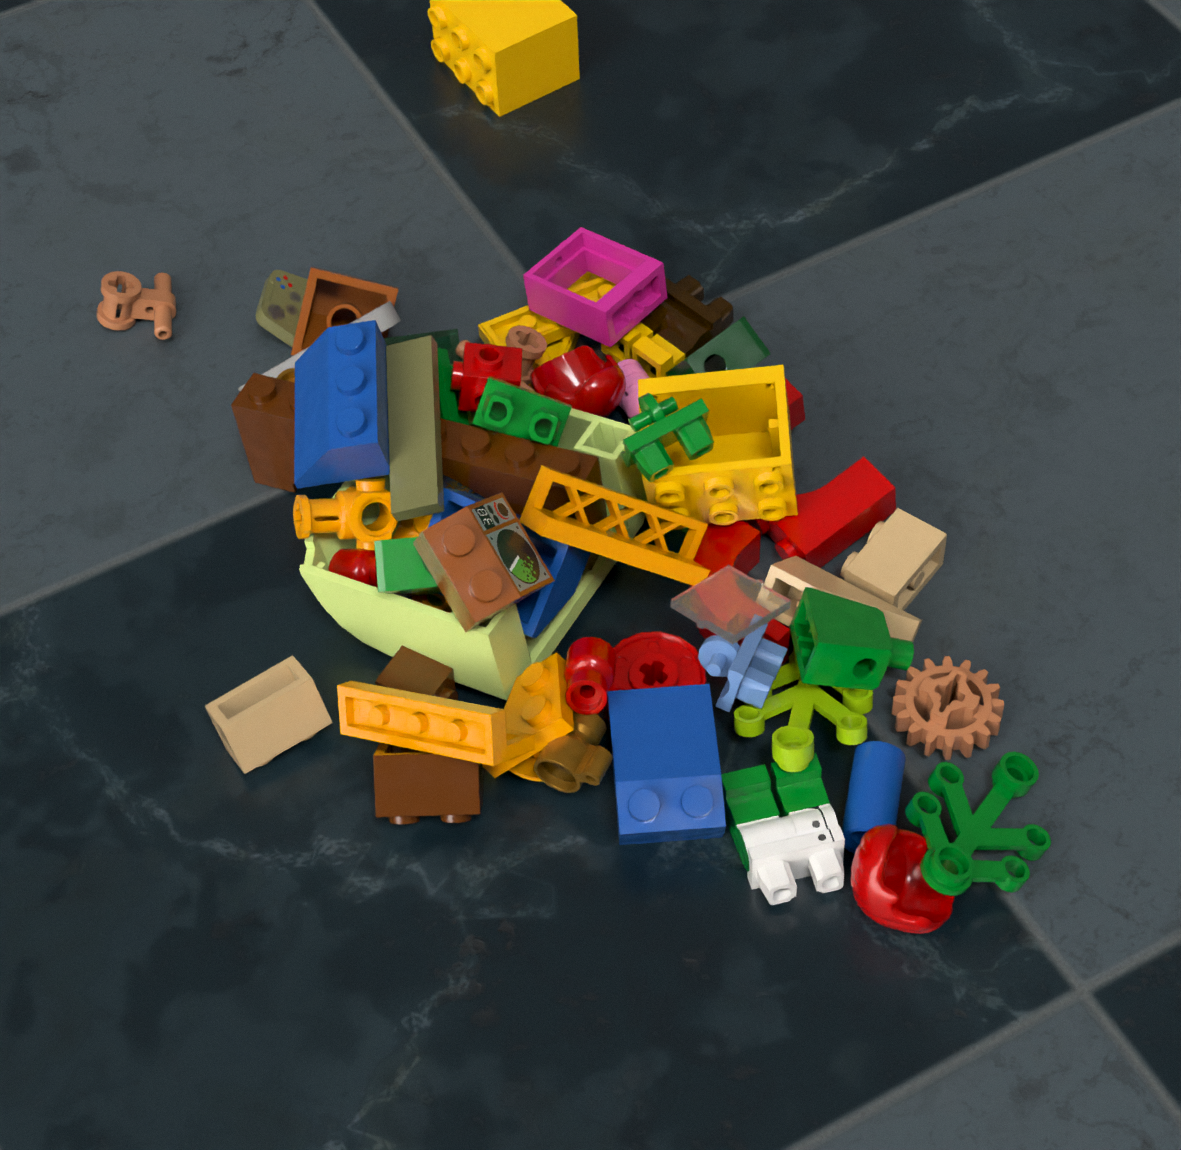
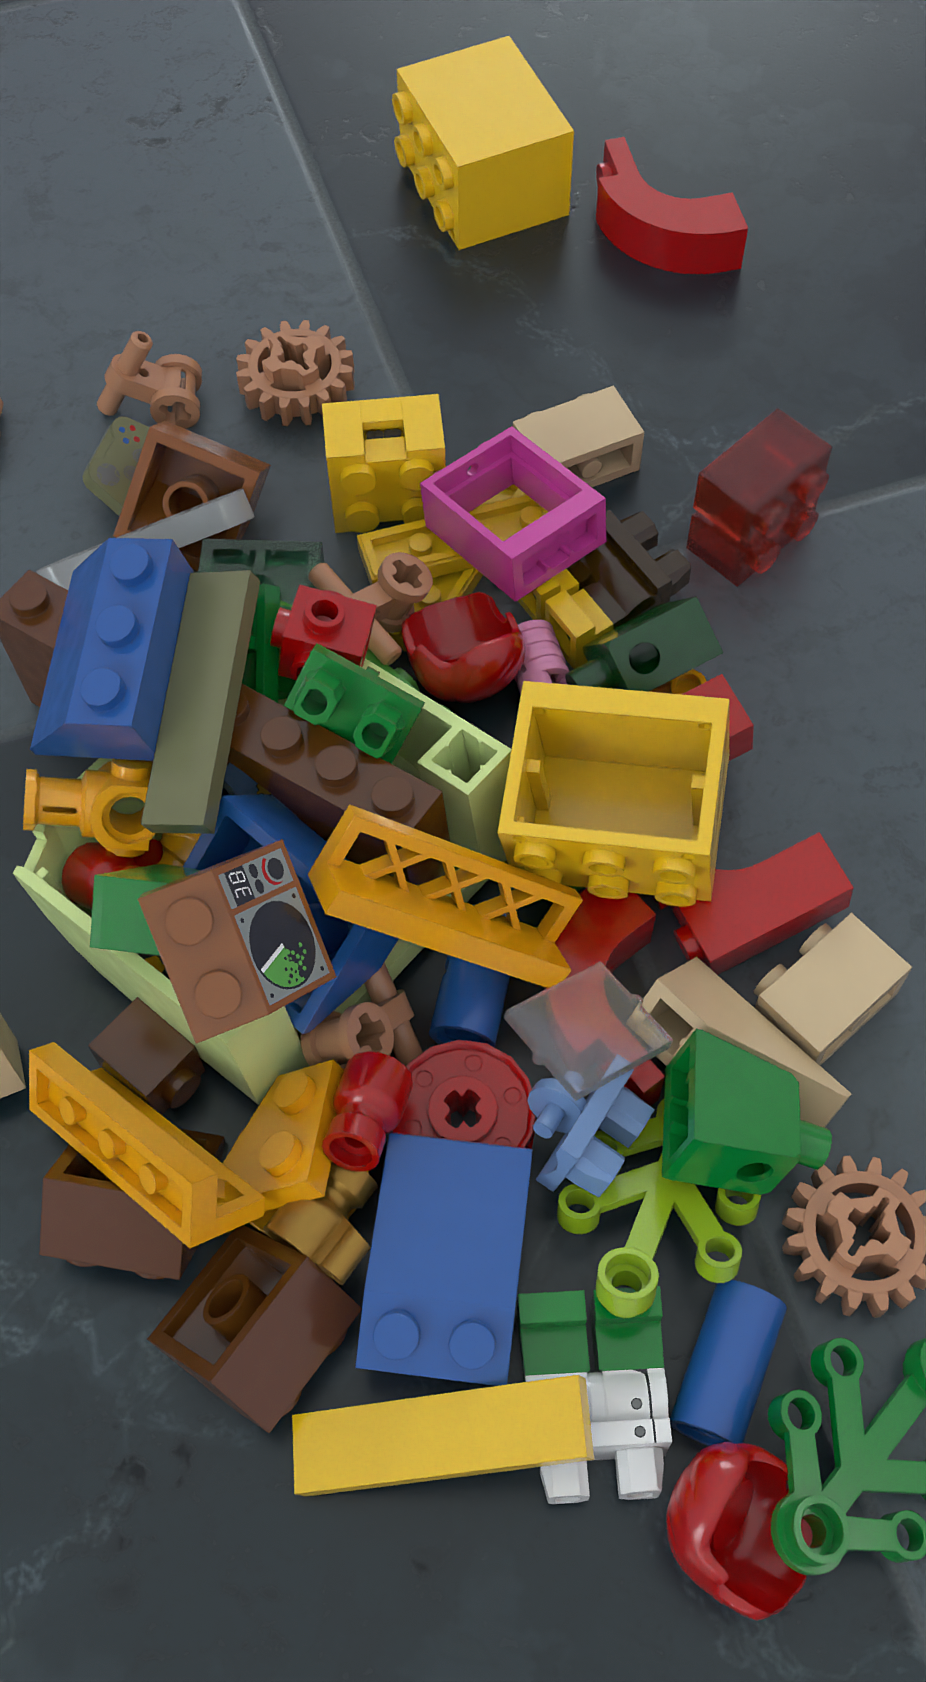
camera: 10 degrees right, 10 degrees up
(289, 244) = (153, 383): none -> nougat piece
(398, 221) = (295, 372): none -> nougat gear
(485, 268) = (380, 457): none -> yellow piece
(540, 834) = (256, 1325): none -> reddish brown slope
(569, 628) = (366, 1027): none -> nougat piece
(639, 601) = (468, 1003): none -> blue pin
(640, 226) = (589, 436): none -> tan brick
(649, 444) = (572, 773): green hips -> none
(657, 78) = (662, 229): none -> red arch
(686, 868) = (442, 1436): none -> yellow tile
(772, 252) = (758, 497): none -> clear red piece

